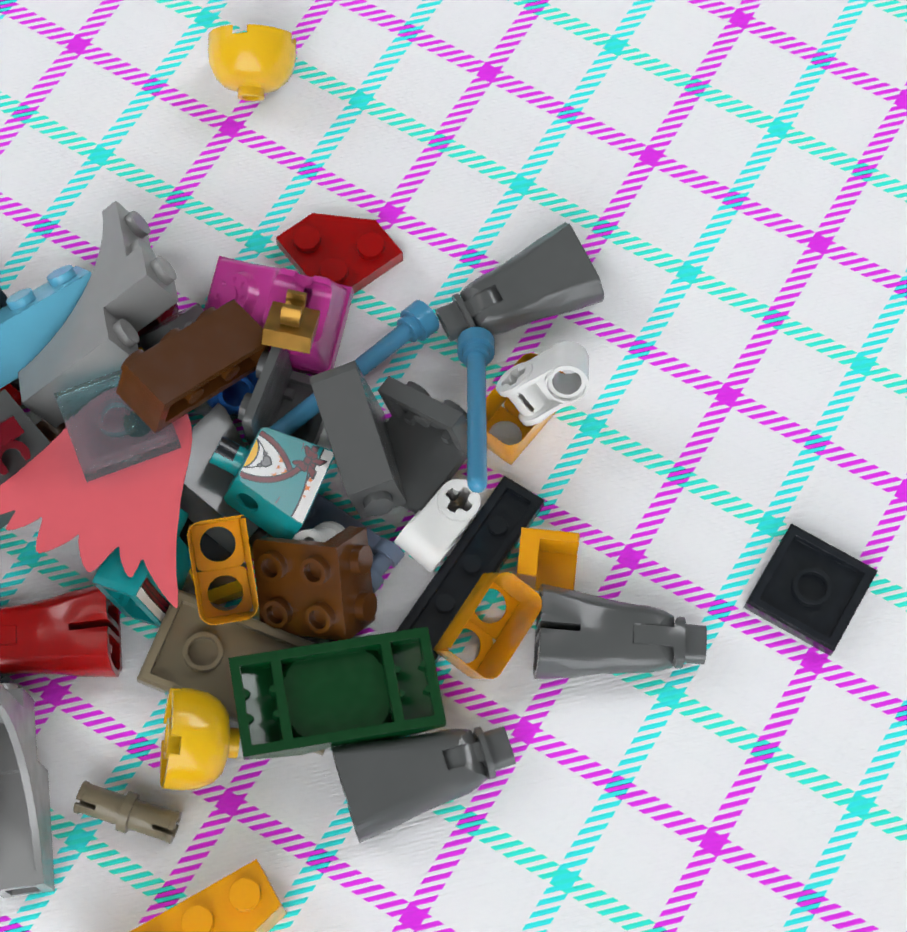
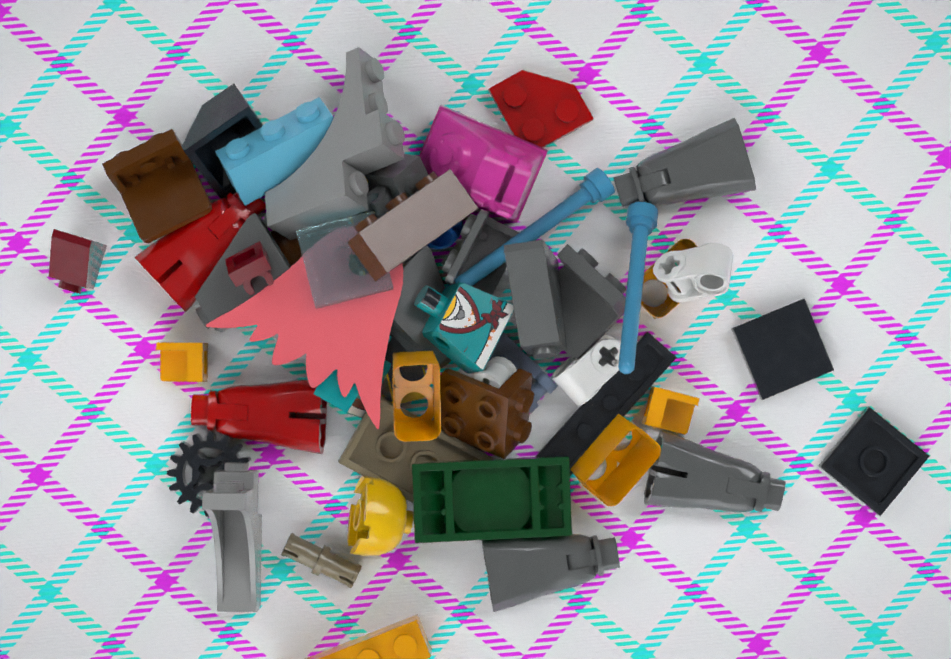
camera: 10 degrees right, 20 degrees up
(291, 324) = (495, 201): pearl gold tile -> none
(671, 474) = (782, 349): none -> black tile

